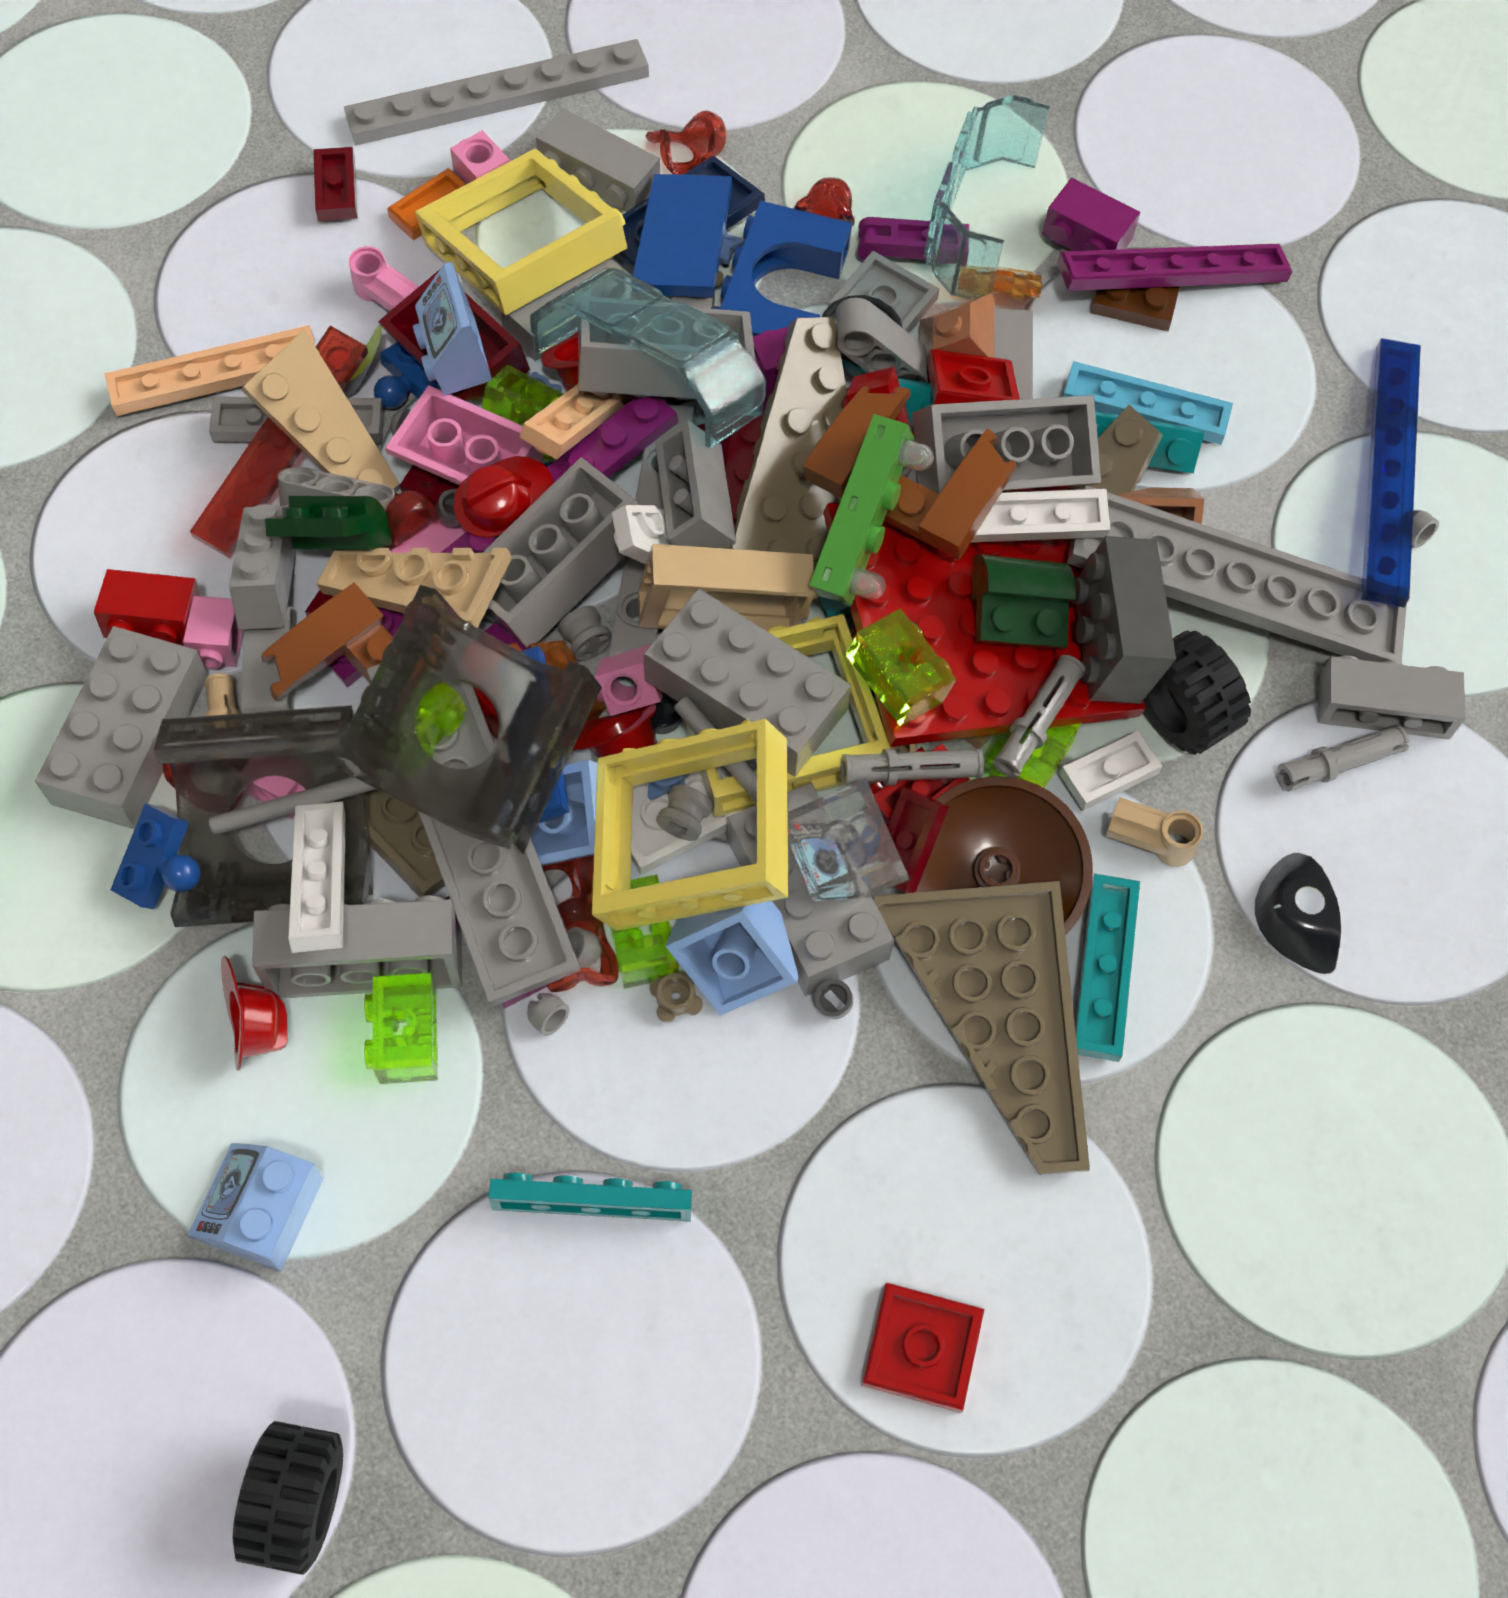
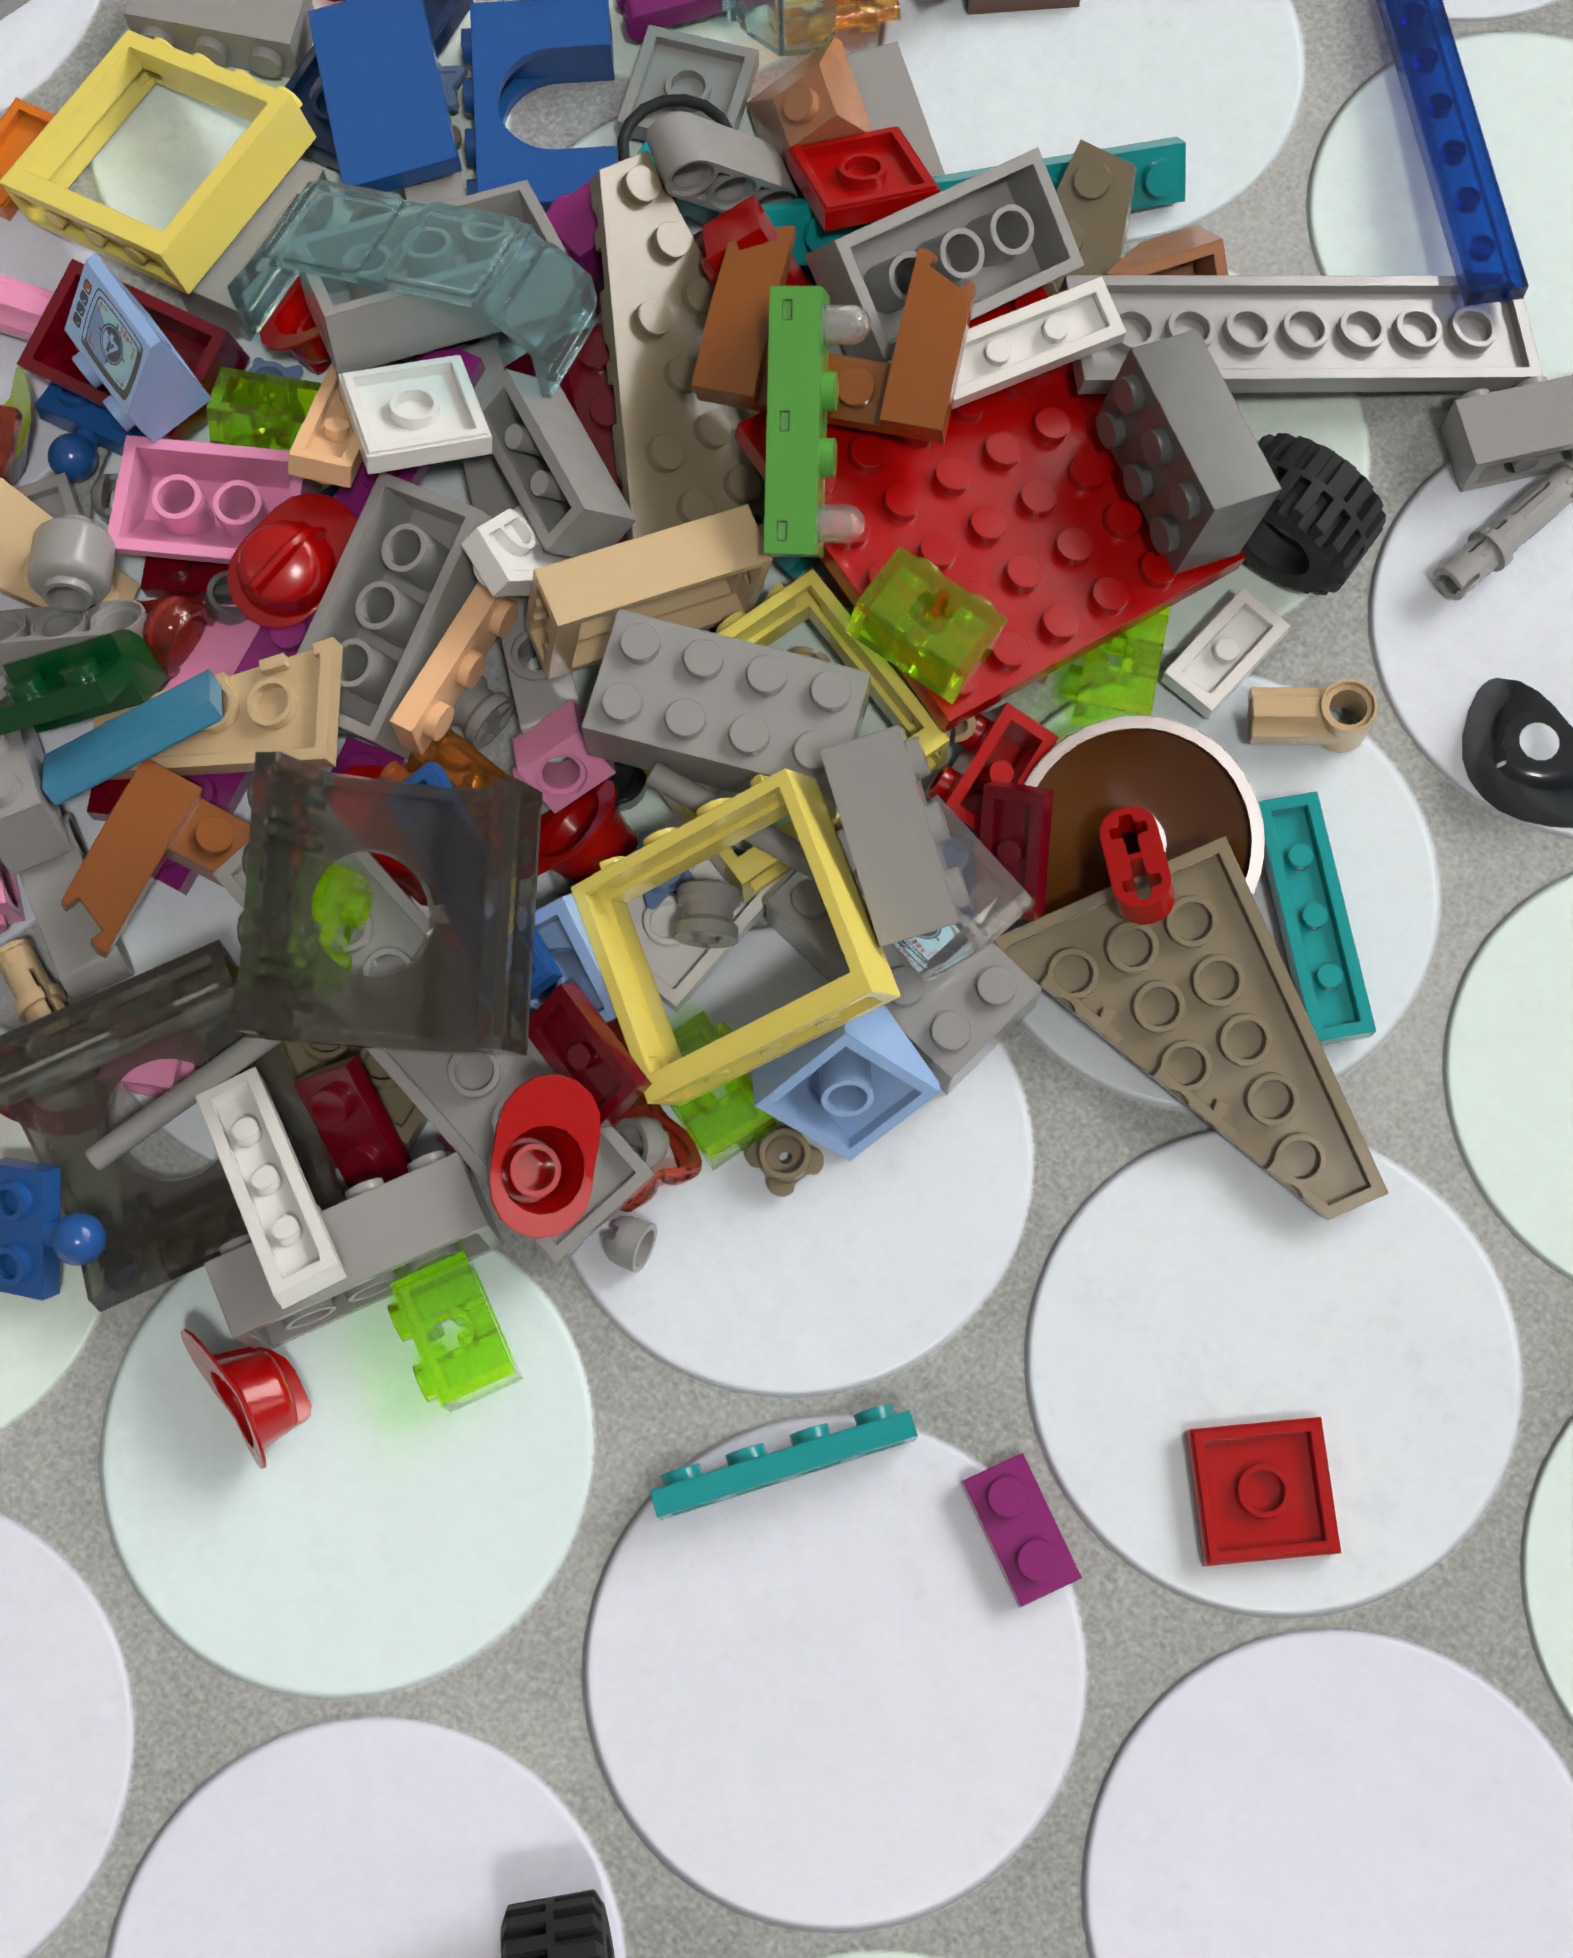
camera: 15 degrees left, 10 degrees up
(257, 1204) = (358, 1631): light blue slope -> none
(351, 568) = (132, 737): none -> dark azure tile
(359, 449) = (71, 562): none -> light grey head
(392, 860) = (353, 1122): none -> dark red plate
(476, 157) = (51, 70): bright pink brick -> none
(507, 920) = (544, 1156): none -> red piece
(563, 869) = (584, 1048): none -> dark red plate
(578, 595) = (452, 667): none -> light nougat plate
(617, 428) = (414, 414): none -> white plate
(740, 1309) = (1021, 1530): none -> magenta plate
(823, 790) = (895, 834): none -> light grey brick
(841, 991) = (981, 1101): dark grey hinge -> none
(964, 764) = (959, 759): light grey pin -> none
(981, 877) = (1149, 862): none -> red beam
(1014, 754) = (1111, 688): light grey pin -> none
(1022, 601) = (1044, 470): dark green brick -> none
(1150, 399) = (1105, 118): medium azure plate -> none
(1423, 527) = (1507, 171): light grey hinge -> none

